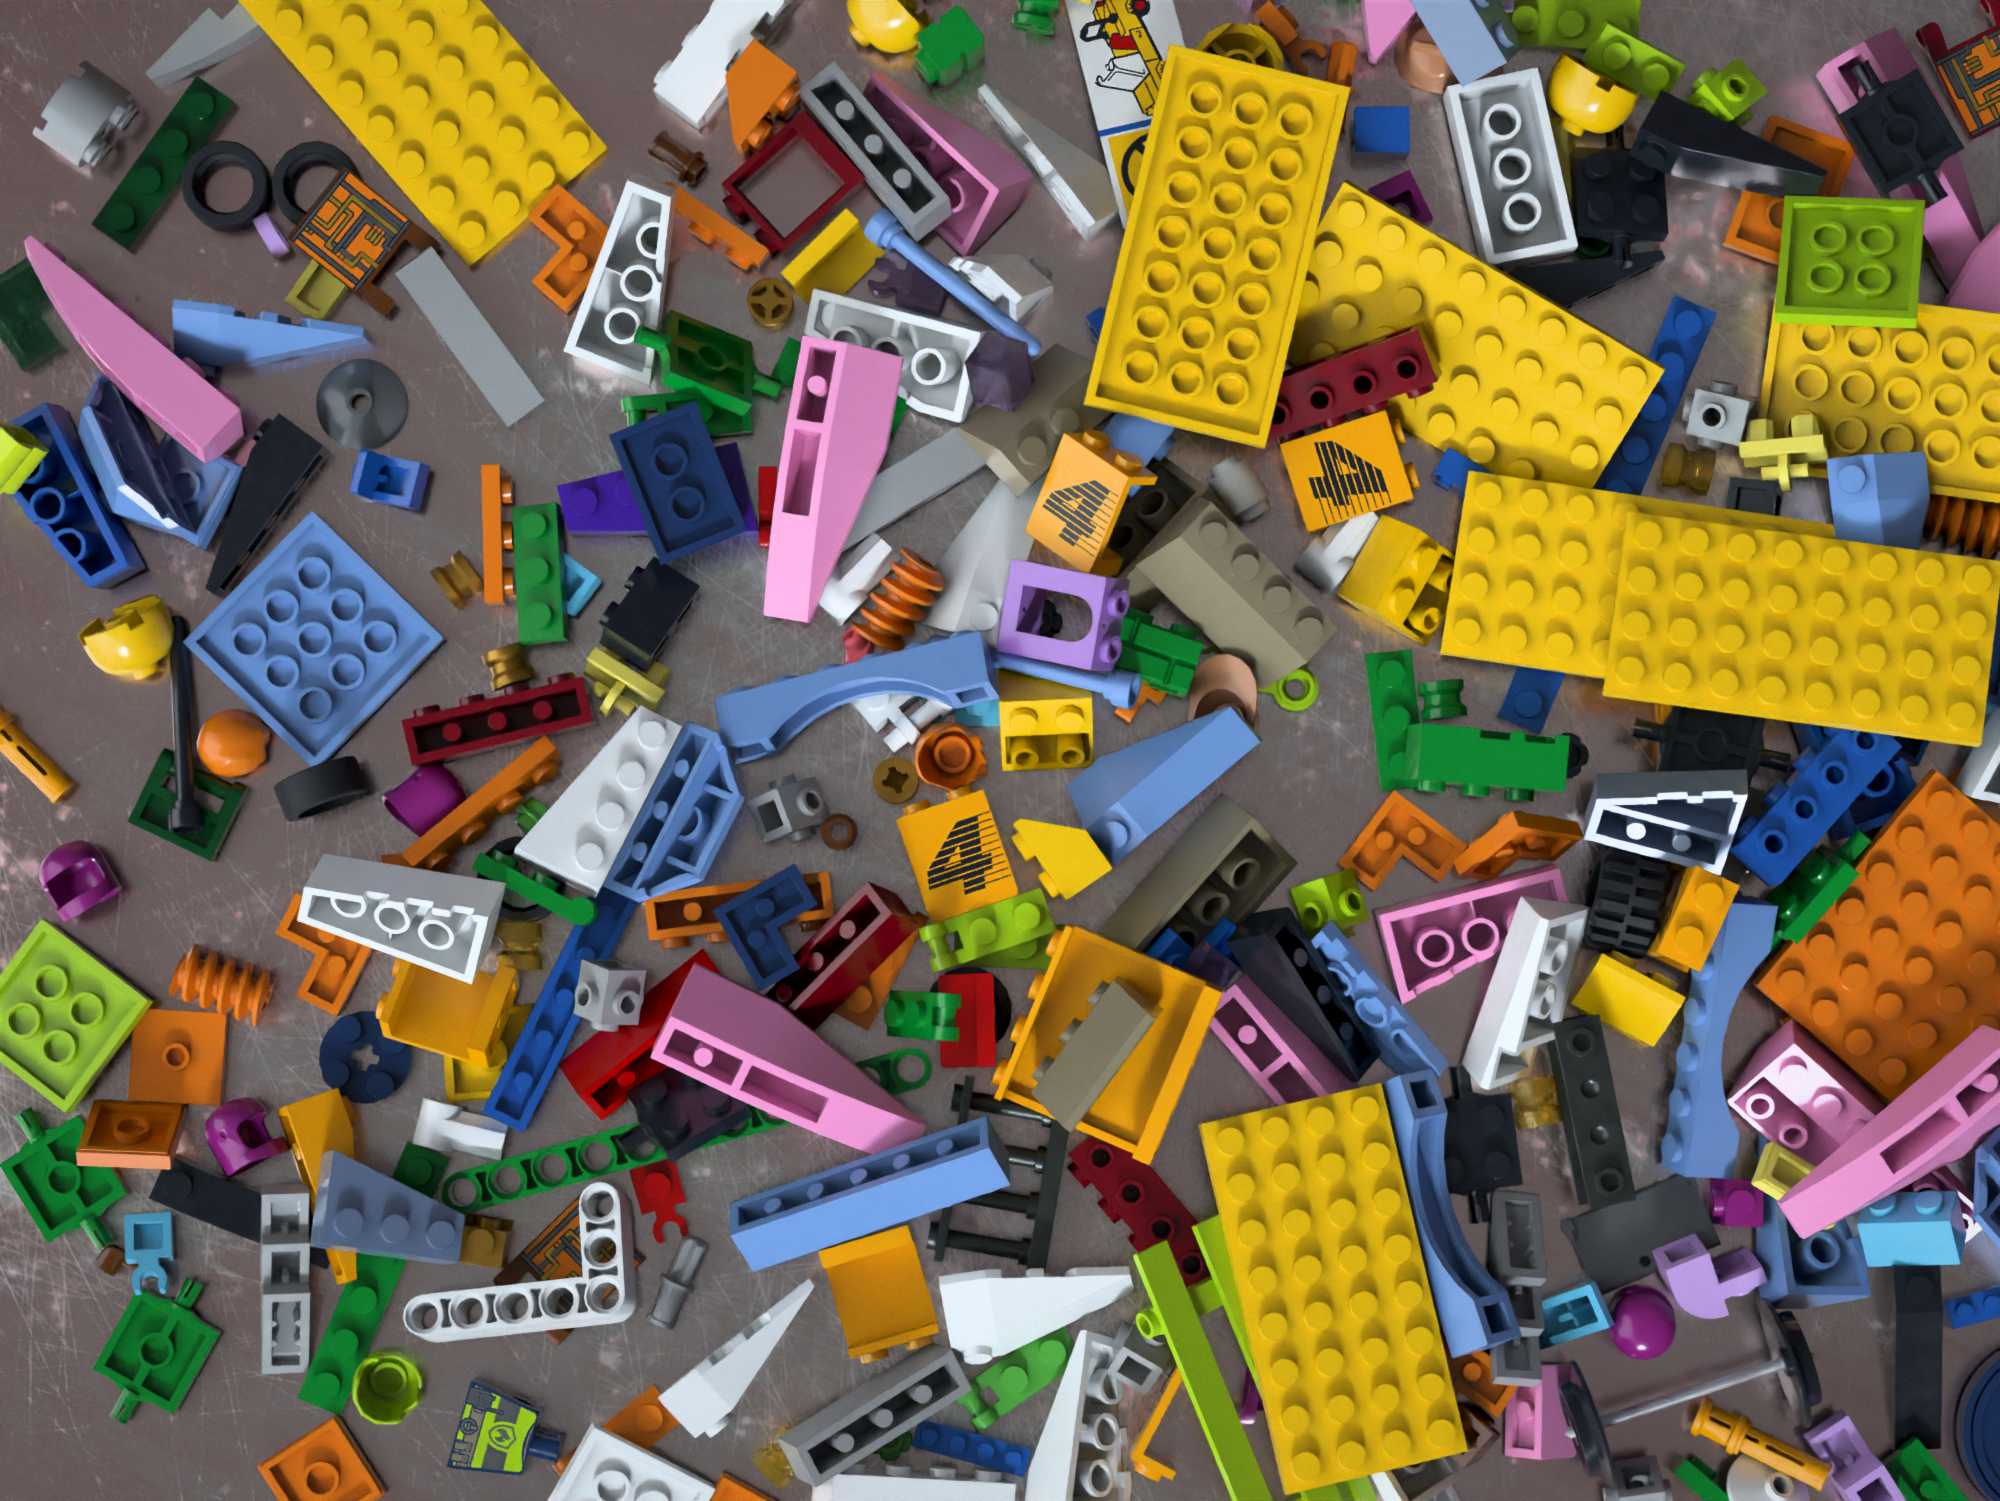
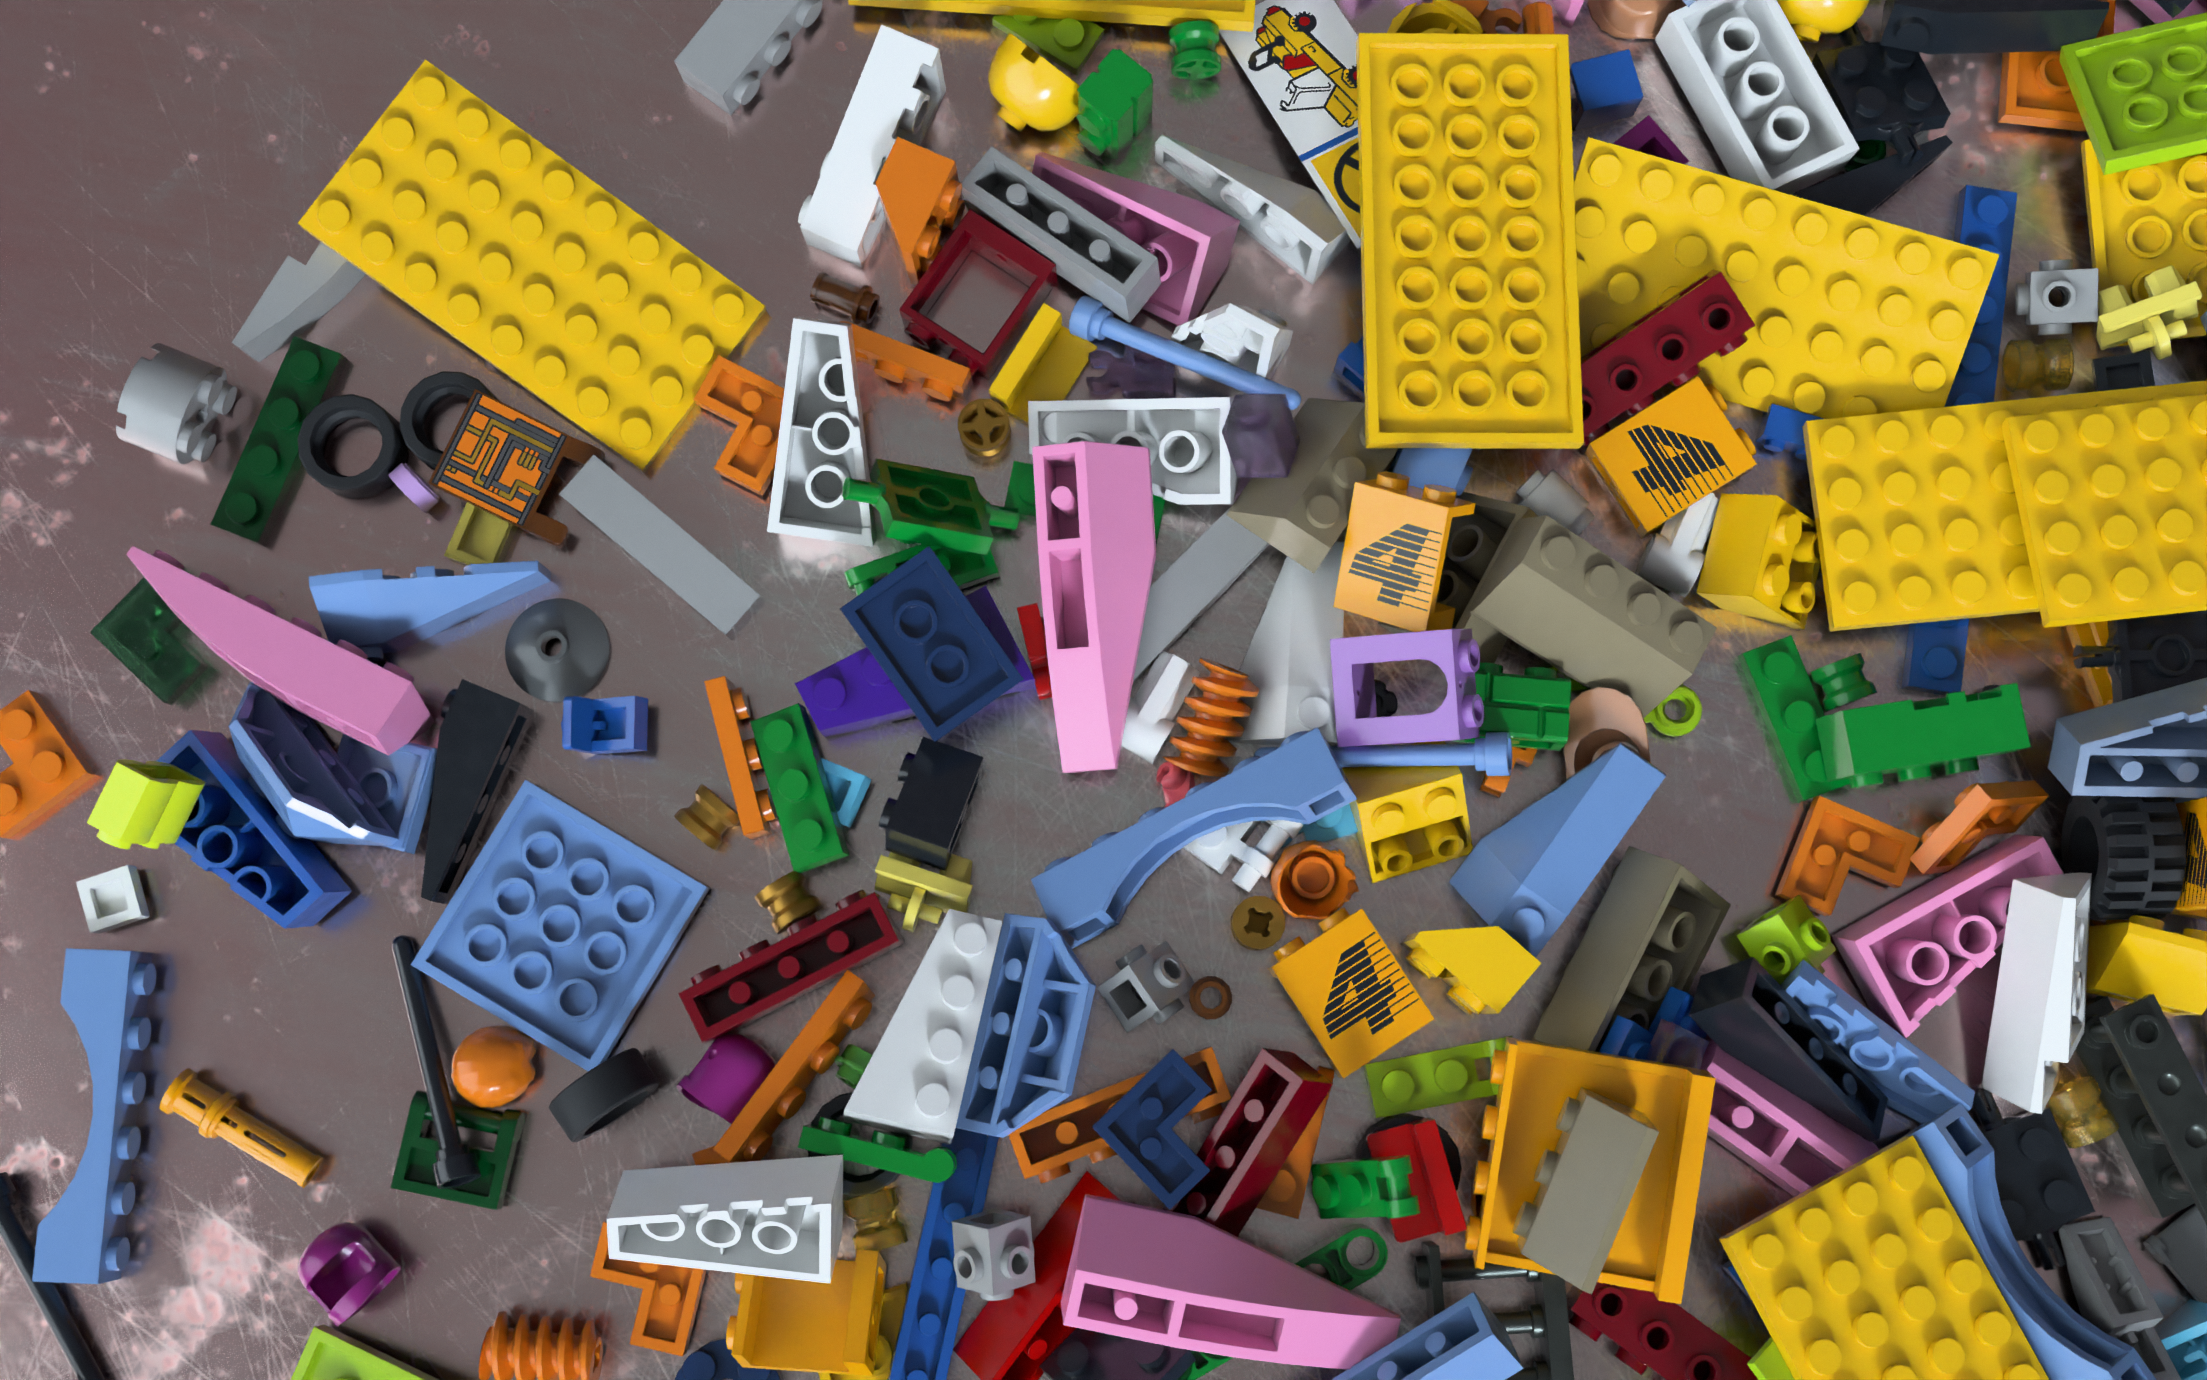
camera: 15 degrees left, 5 degrees down
(131, 638) = (349, 976): yellow cylinder -> none
(989, 929) = (1410, 1068): lime plate -> none

